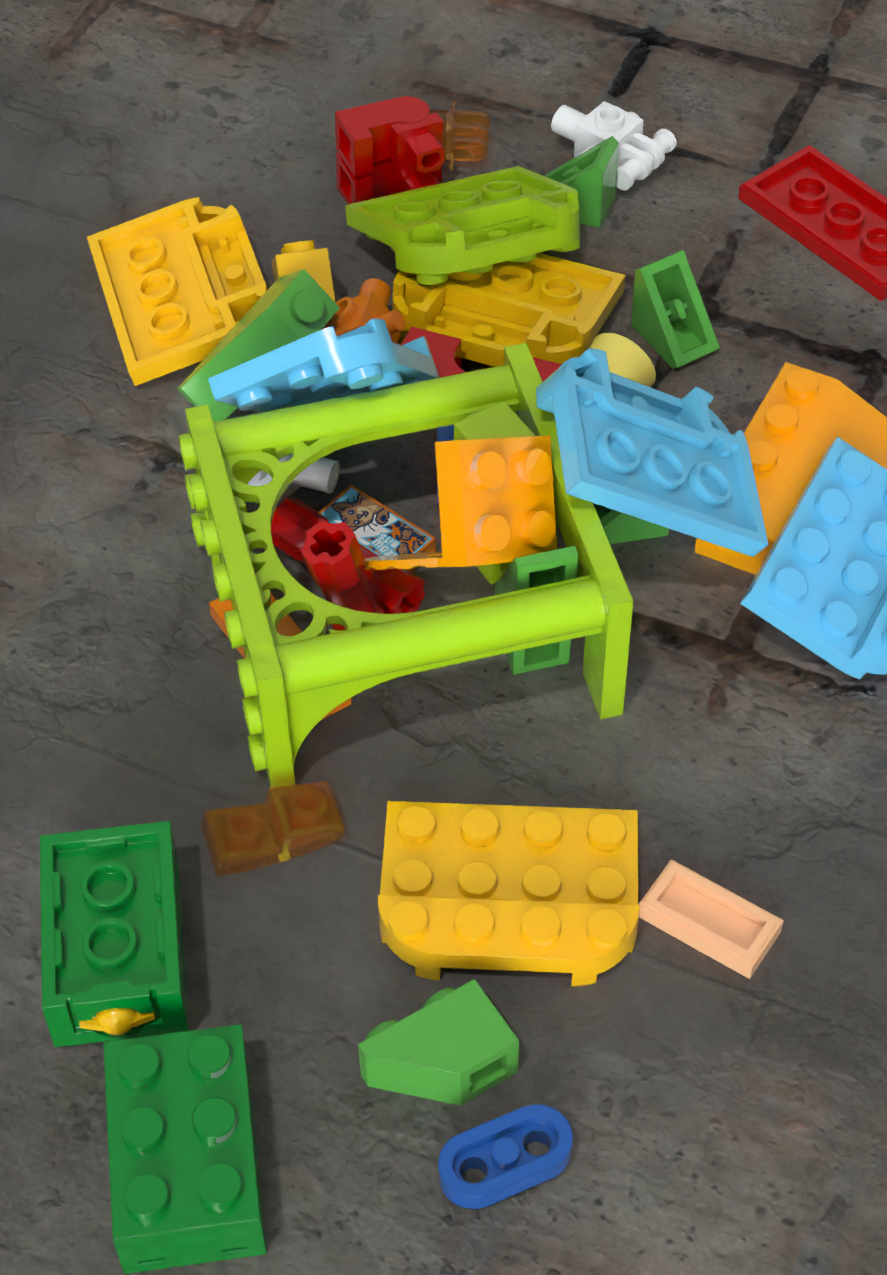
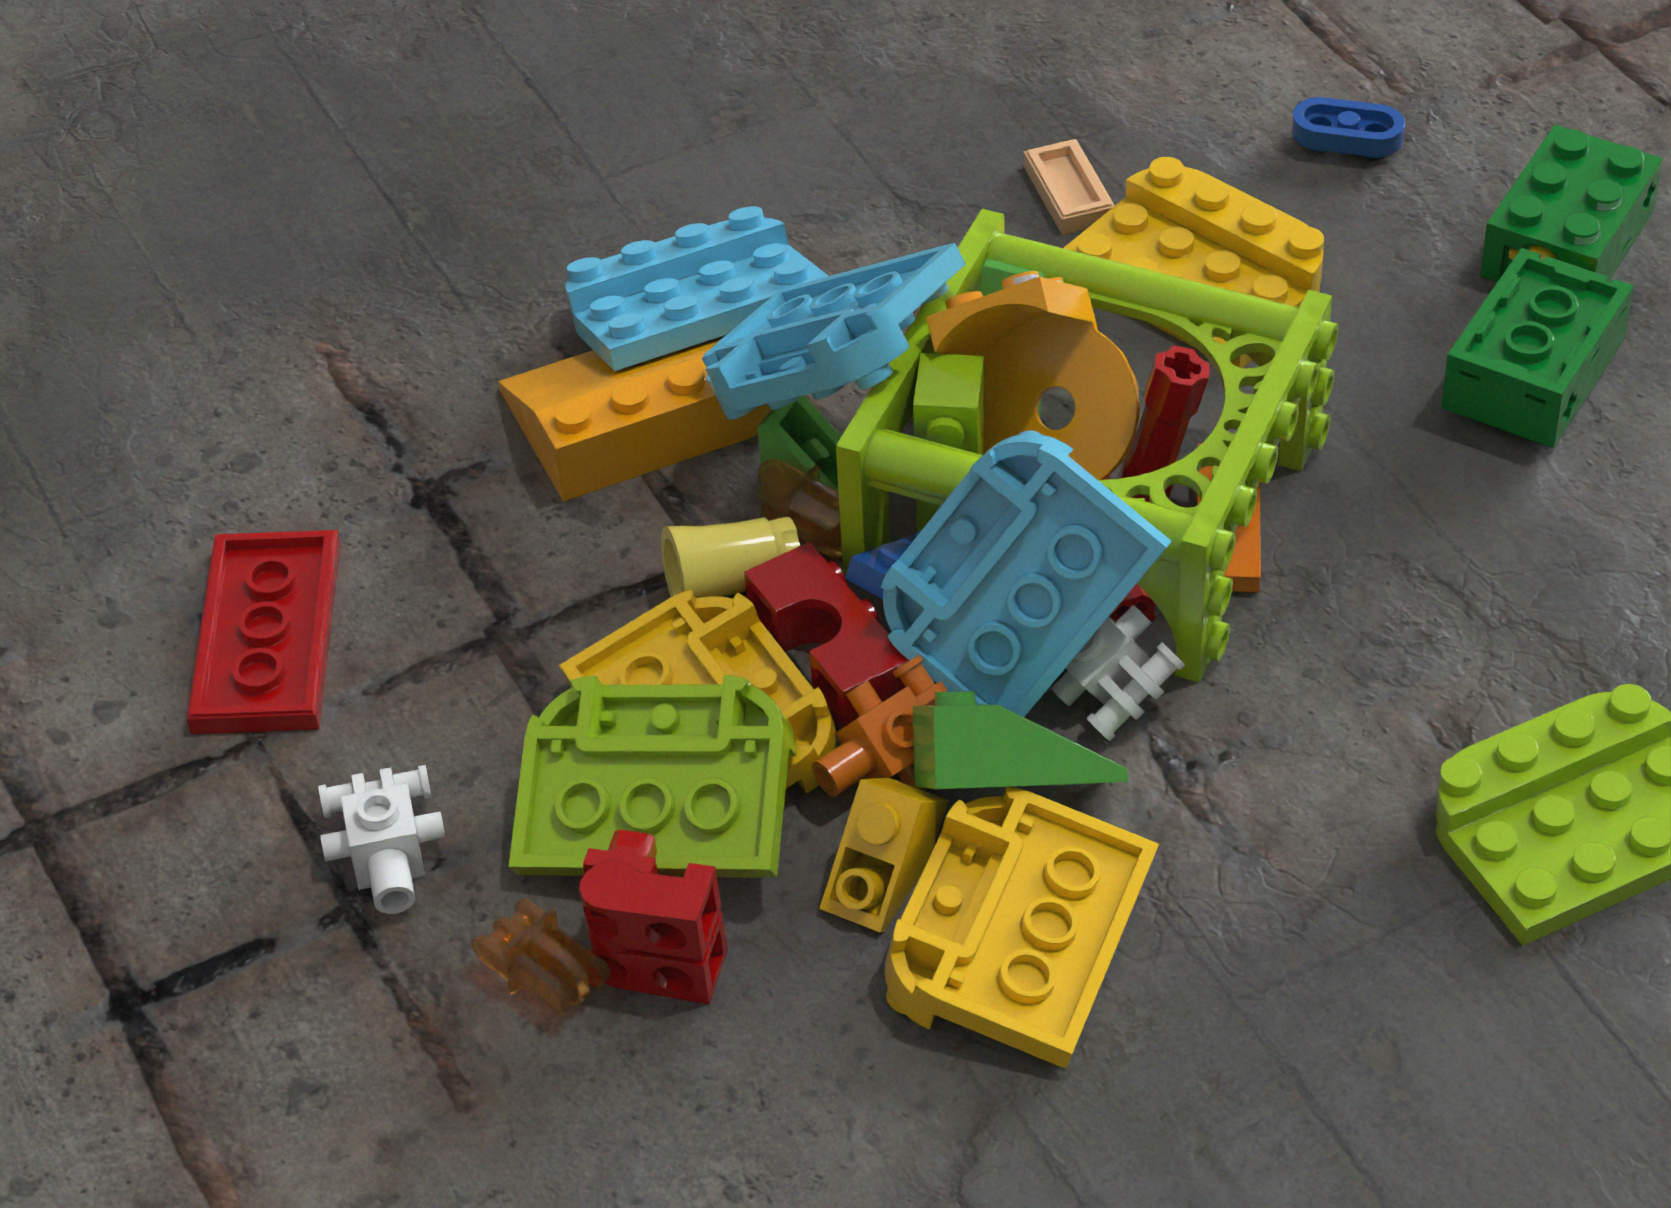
camera: 140 degrees left, 5 degrees down
(283, 828) = (1368, 397): clear orange slope -> none
(443, 1050) = (1345, 188): bright green slope -> none
(594, 178) = (474, 790): bright green slope -> none
(671, 311) = (563, 611): bright green slope -> none

